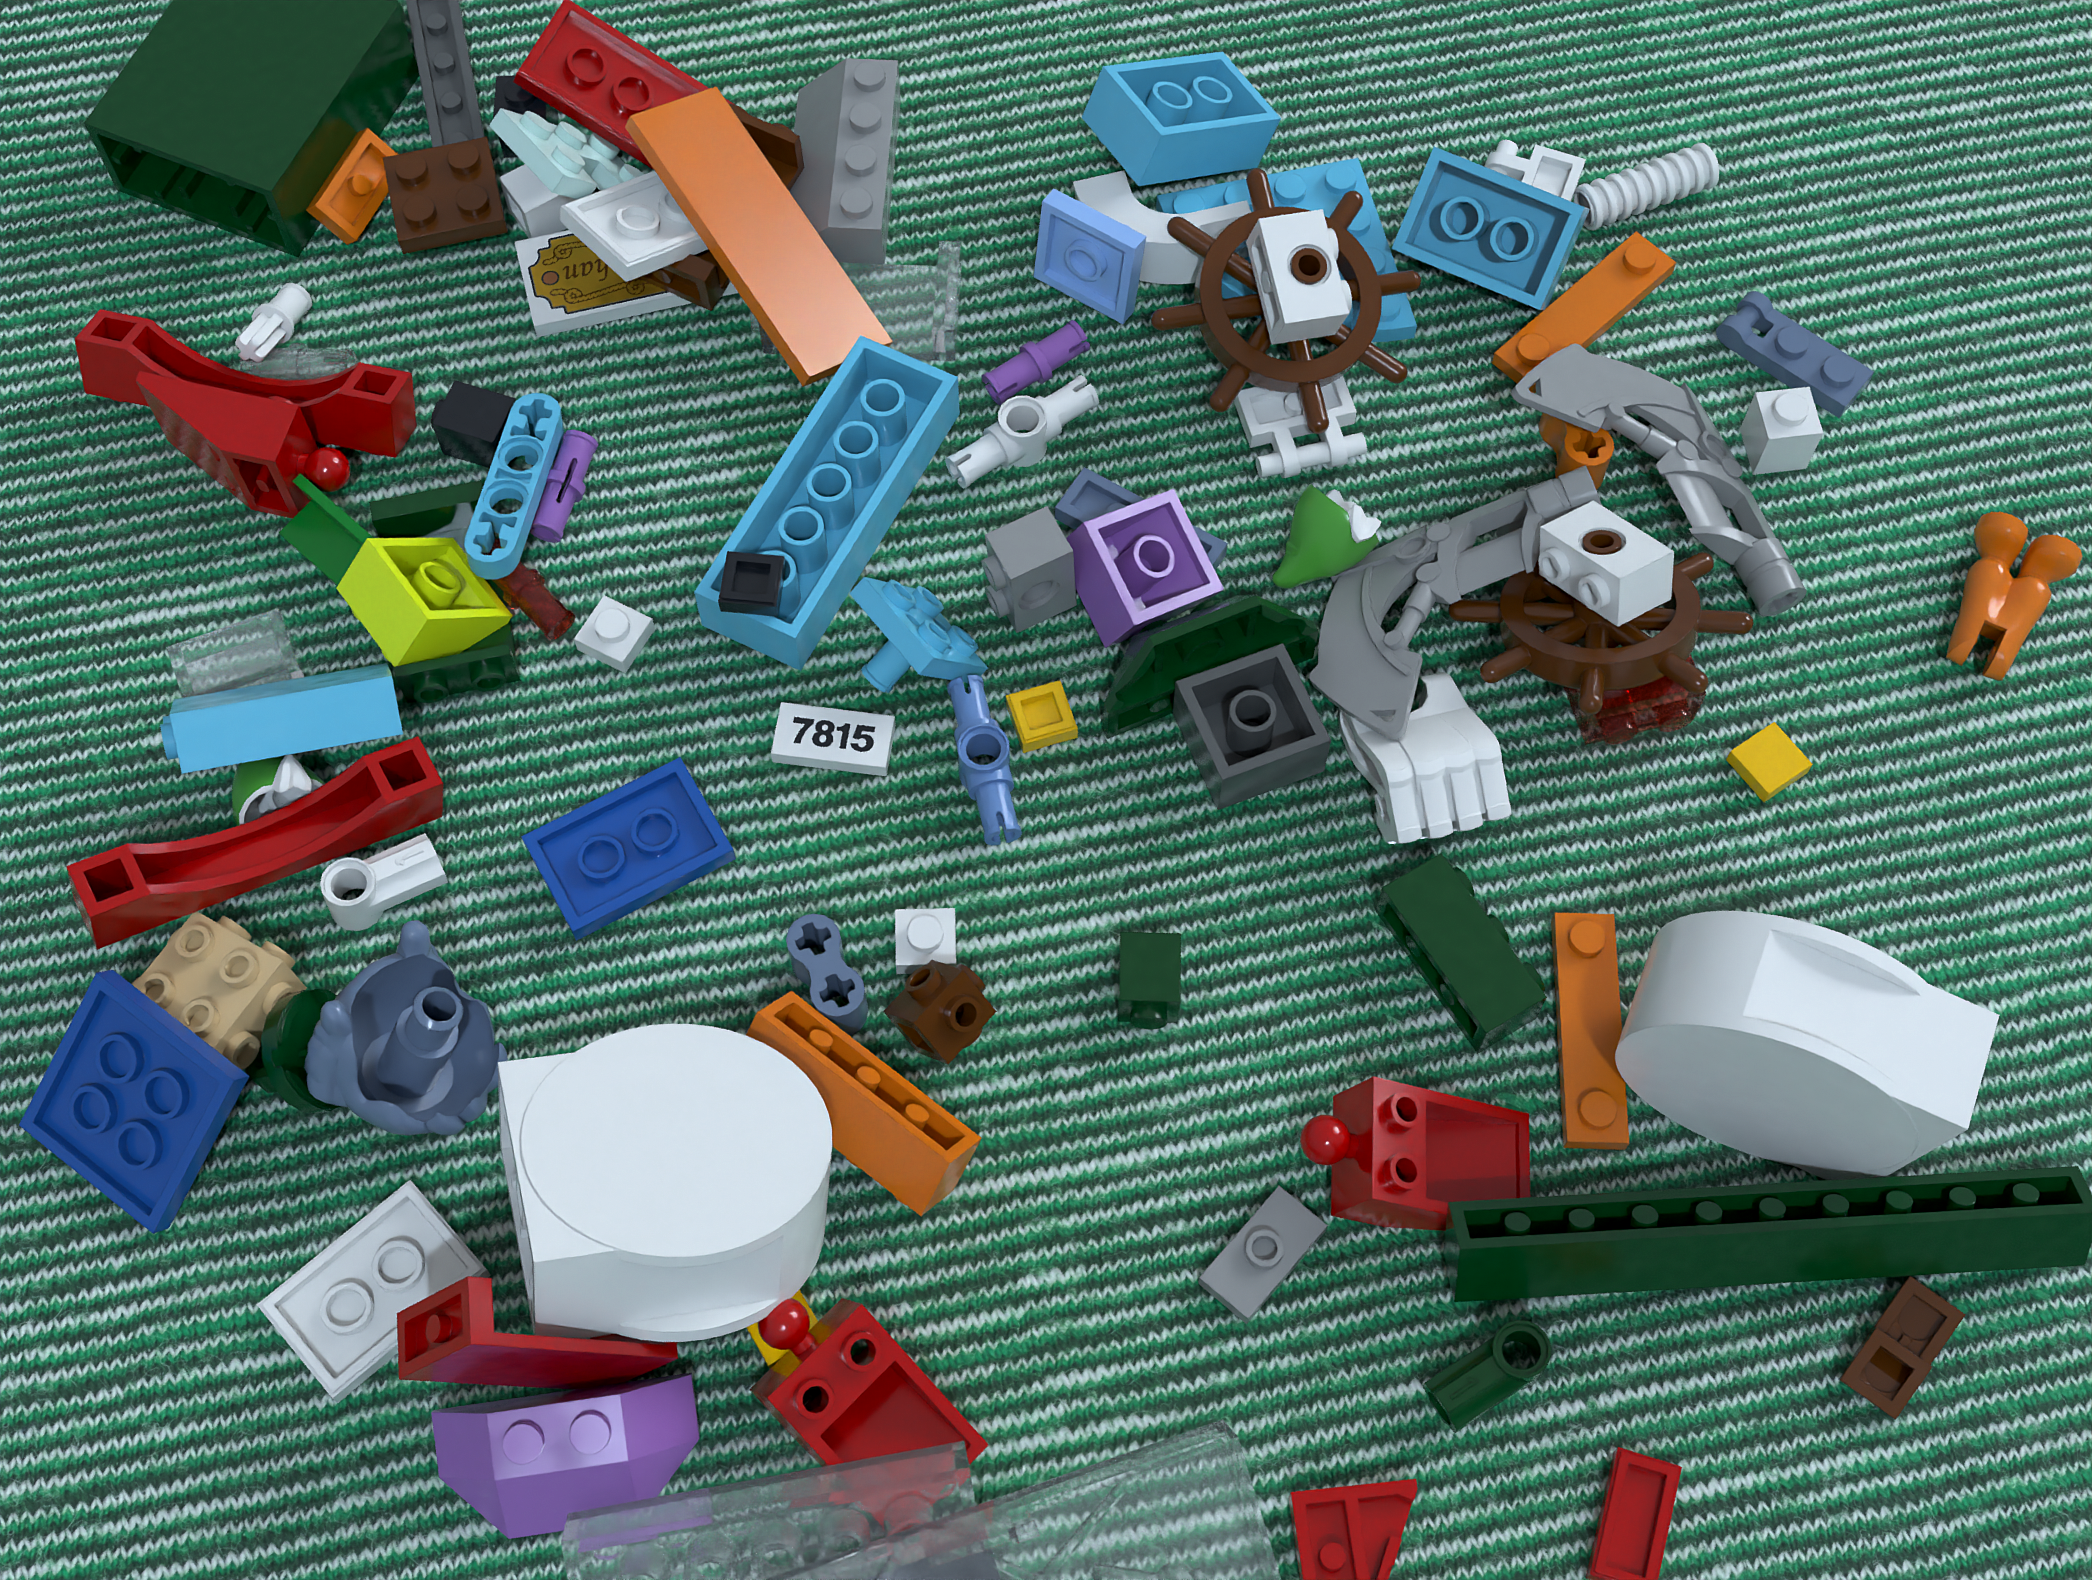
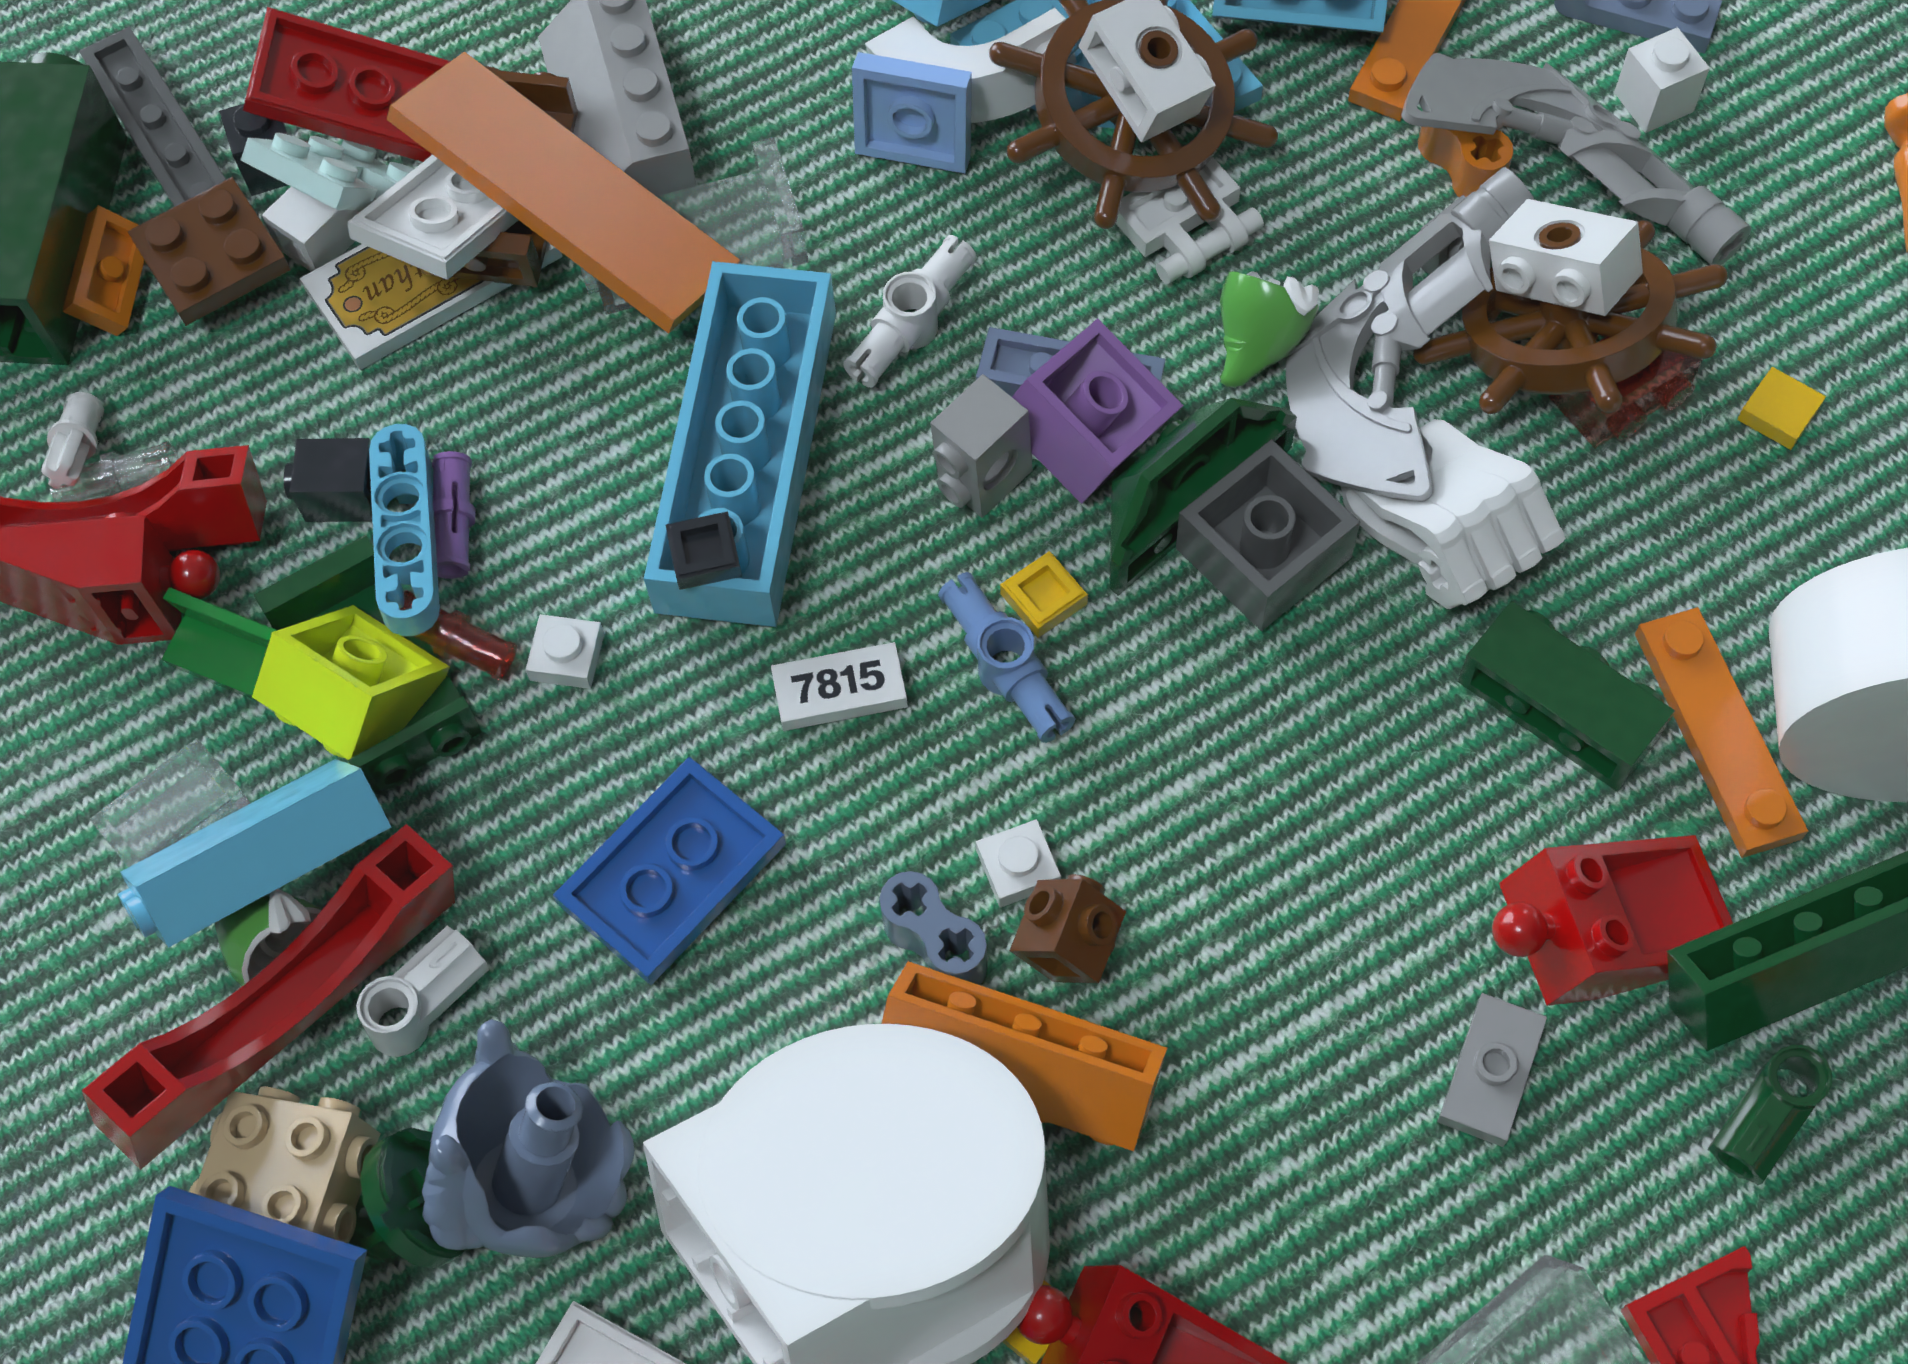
camera: 15 degrees left, 0 degrees up
(916, 635) = (887, 553): medium azure plate -> none
(1036, 362) = (895, 237): medium lavender pin -> none
(1149, 979) = (1266, 825): dark green brick -> none

